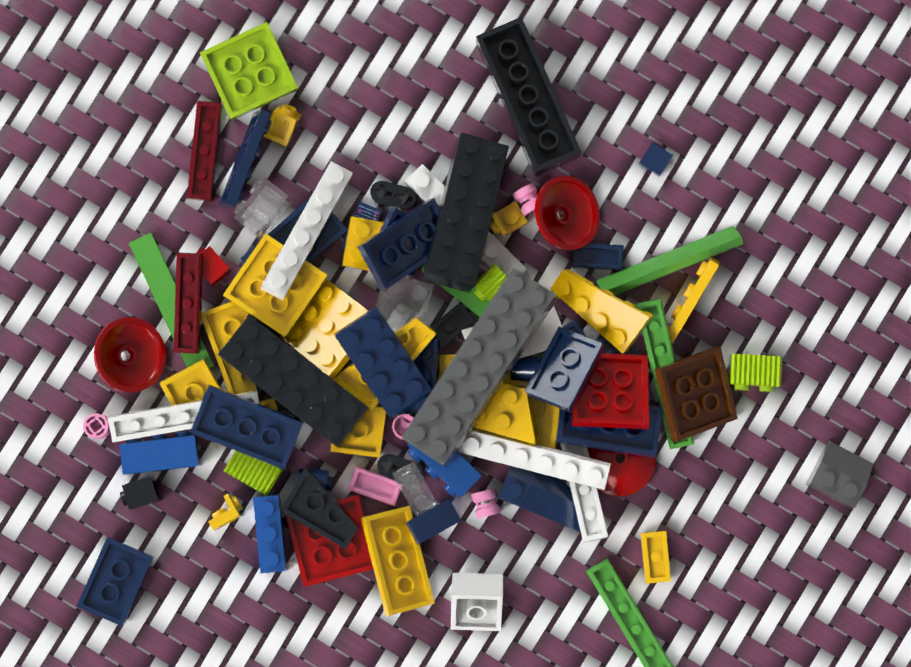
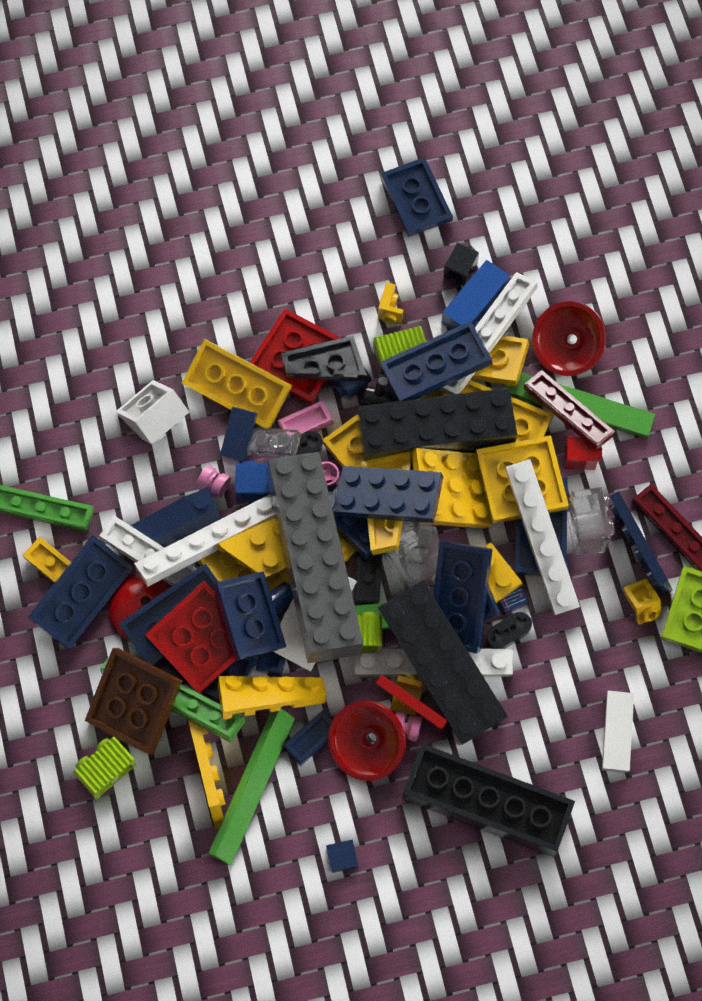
camera: 135 degrees right, 15 degrees down
(100, 425) = (543, 279): bright pink wheel -> none
(270, 534) = (343, 318): blue brick -> none
(307, 449) = (378, 395): none -> black piece
(393, 59) = (618, 731): none -> white tile
(513, 208) = (411, 701): none -> red tile
(657, 511) = (80, 592): none -> dark blue plate

